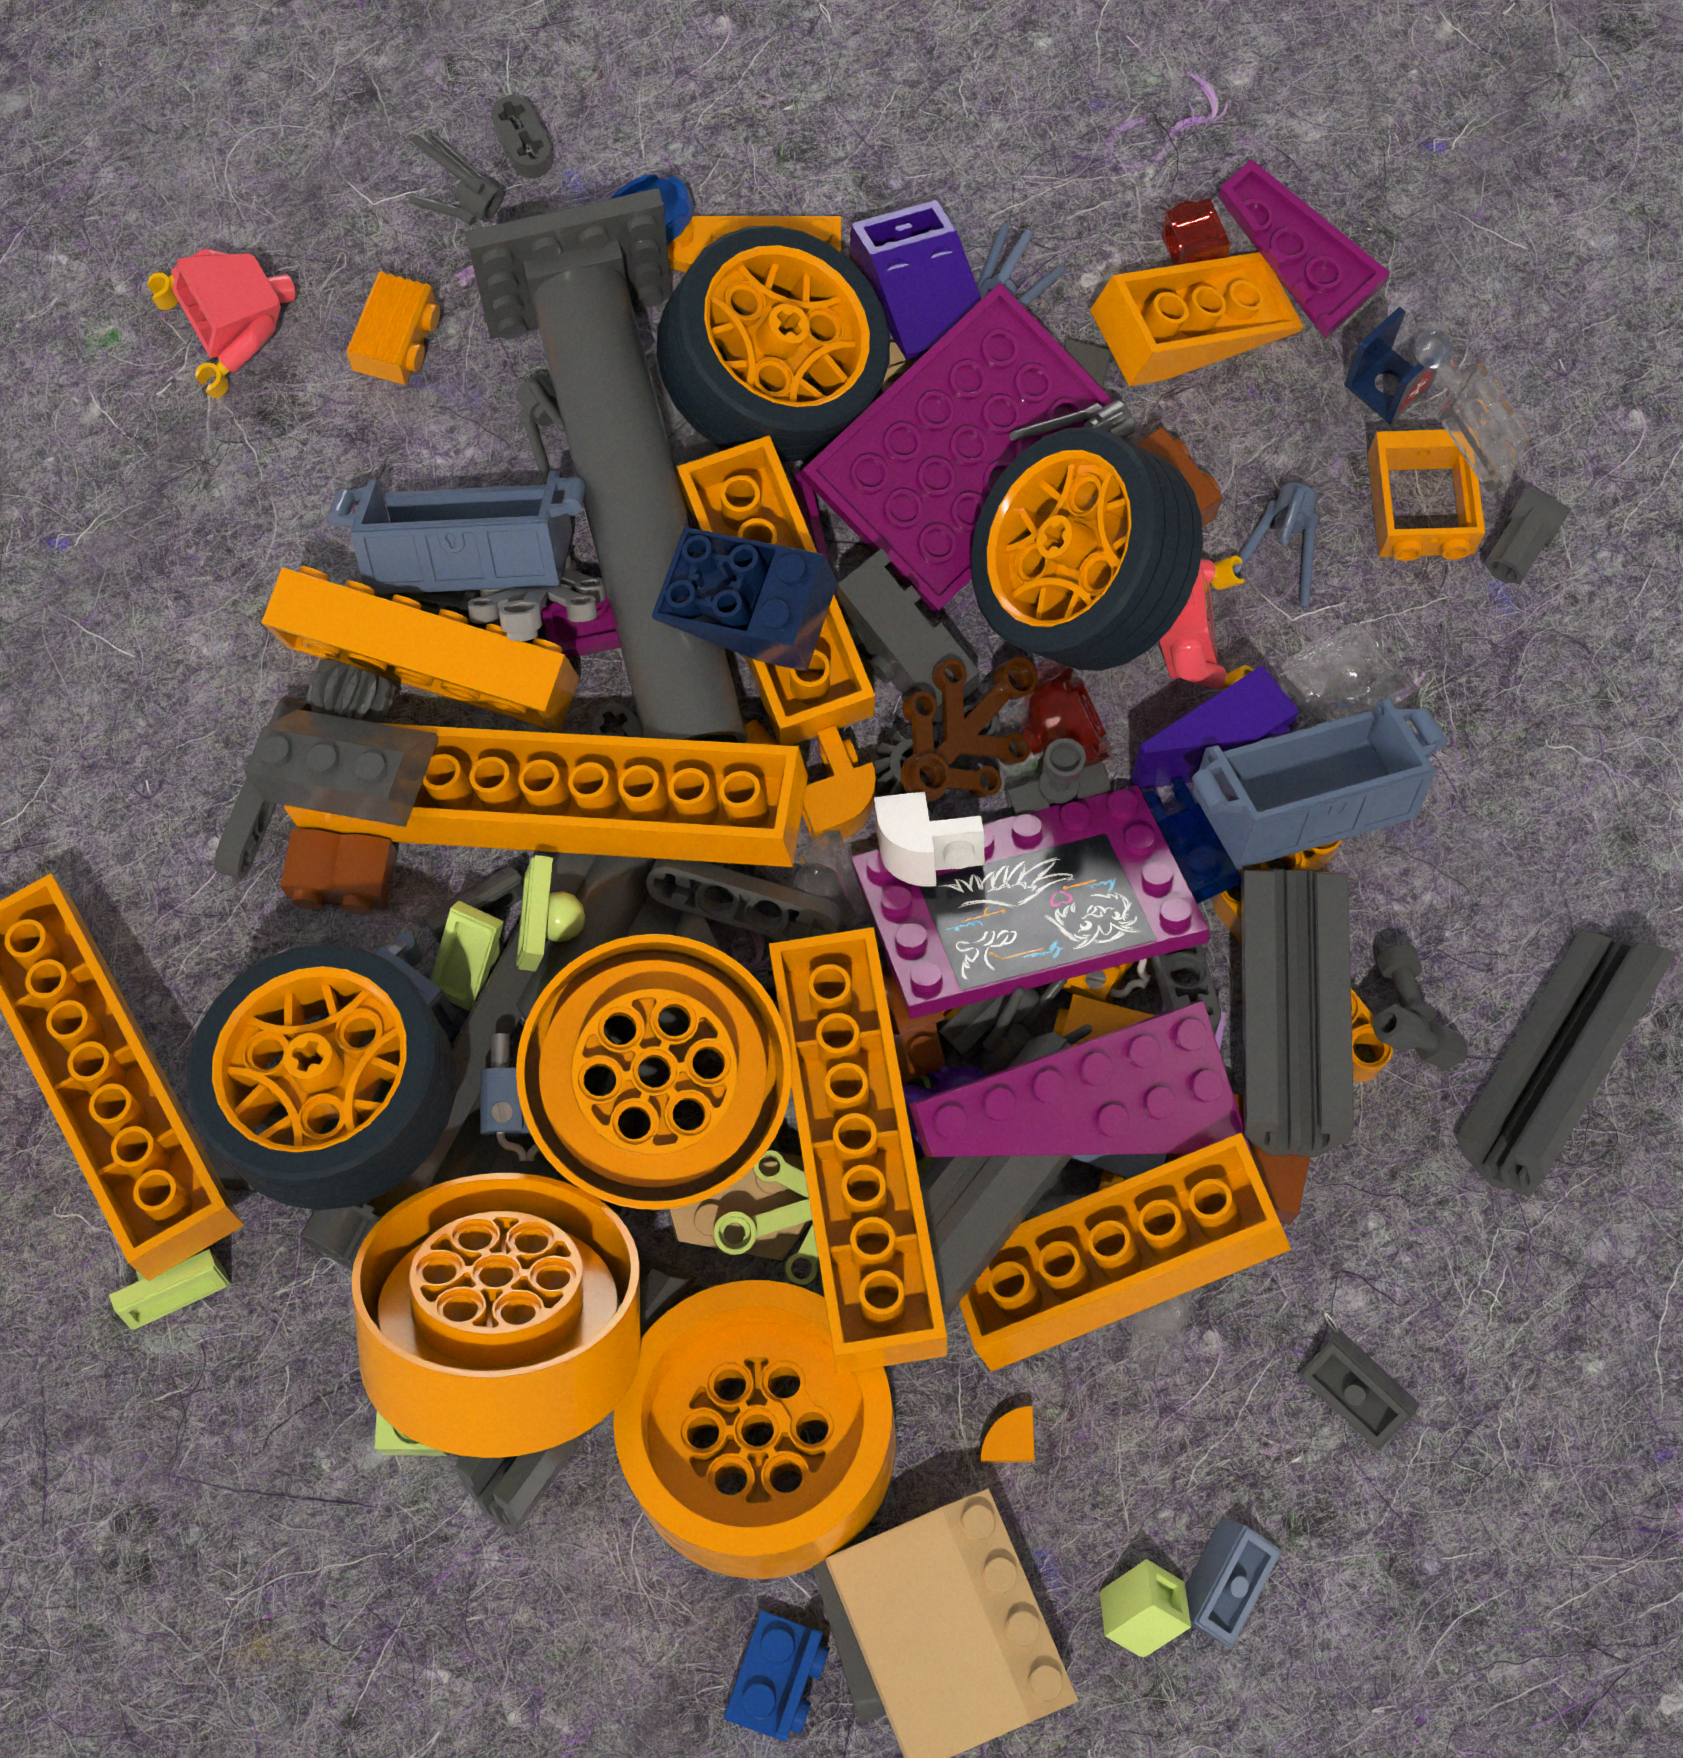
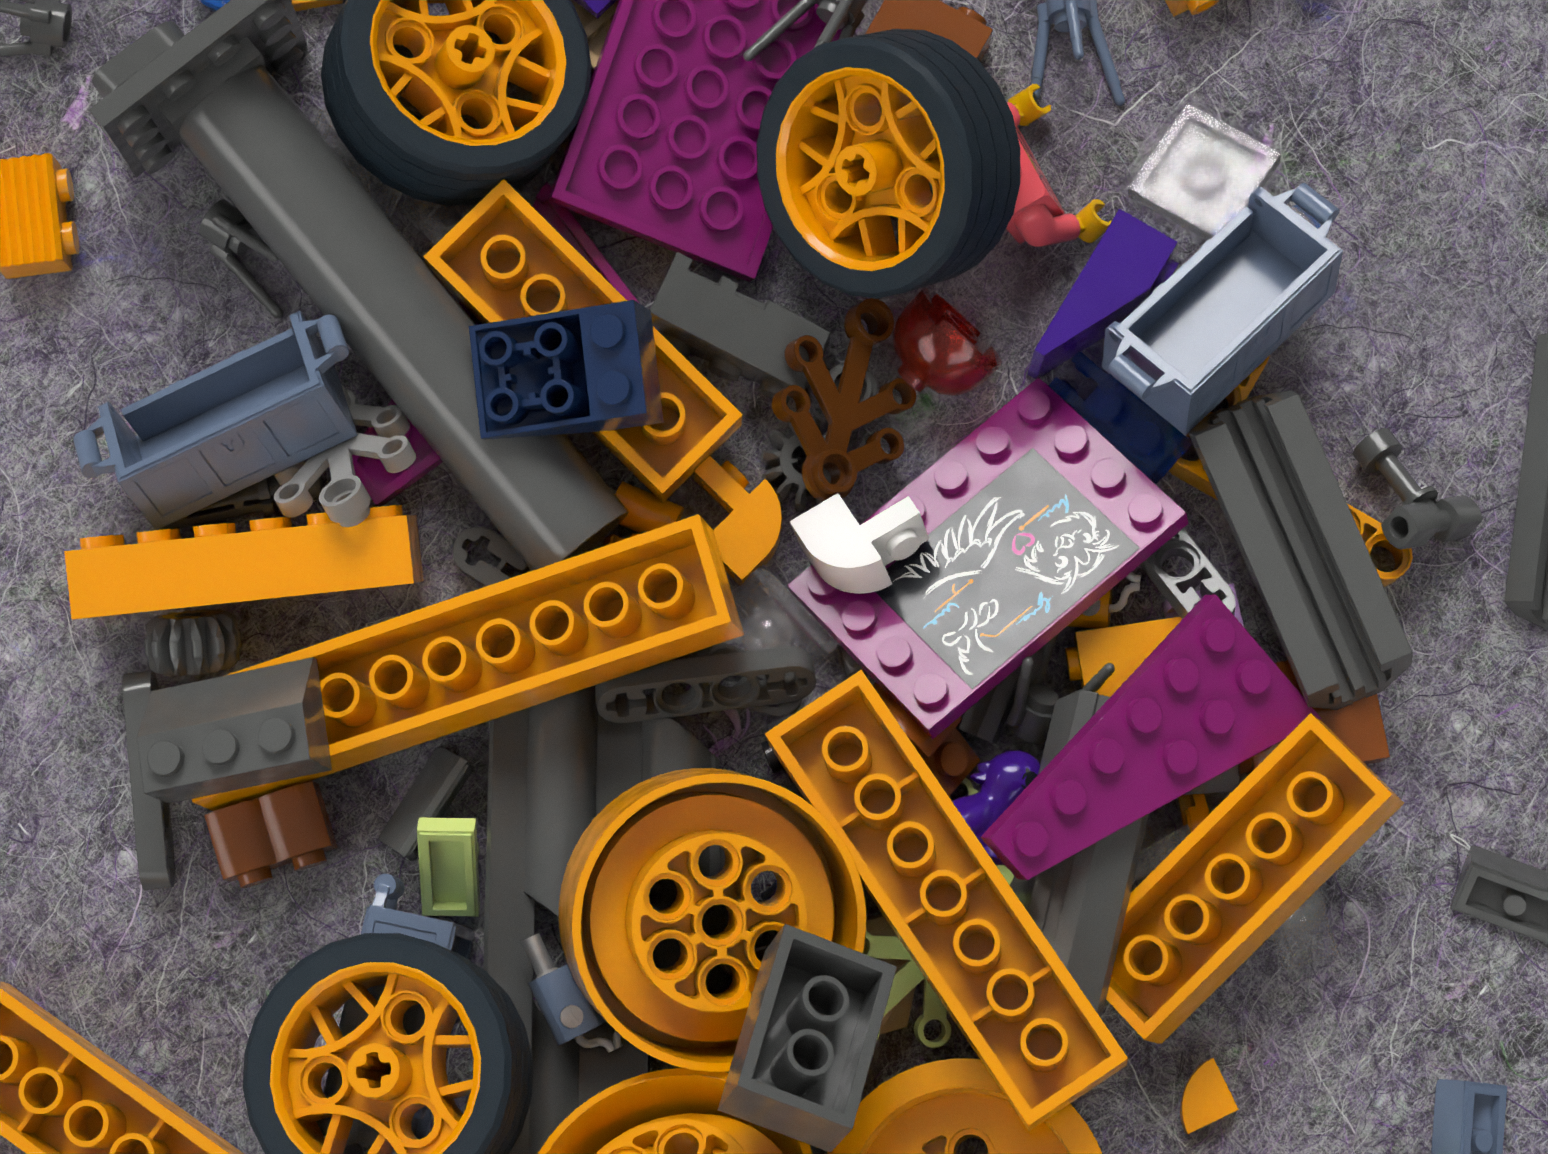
camera: 25 degrees left, 10 degrees up
(544, 914) = (513, 794): yellowish green tile -> none
(677, 1189) = (808, 1038): none -> dark grey brick
(1061, 780) = (963, 411): dark grey bar -> none

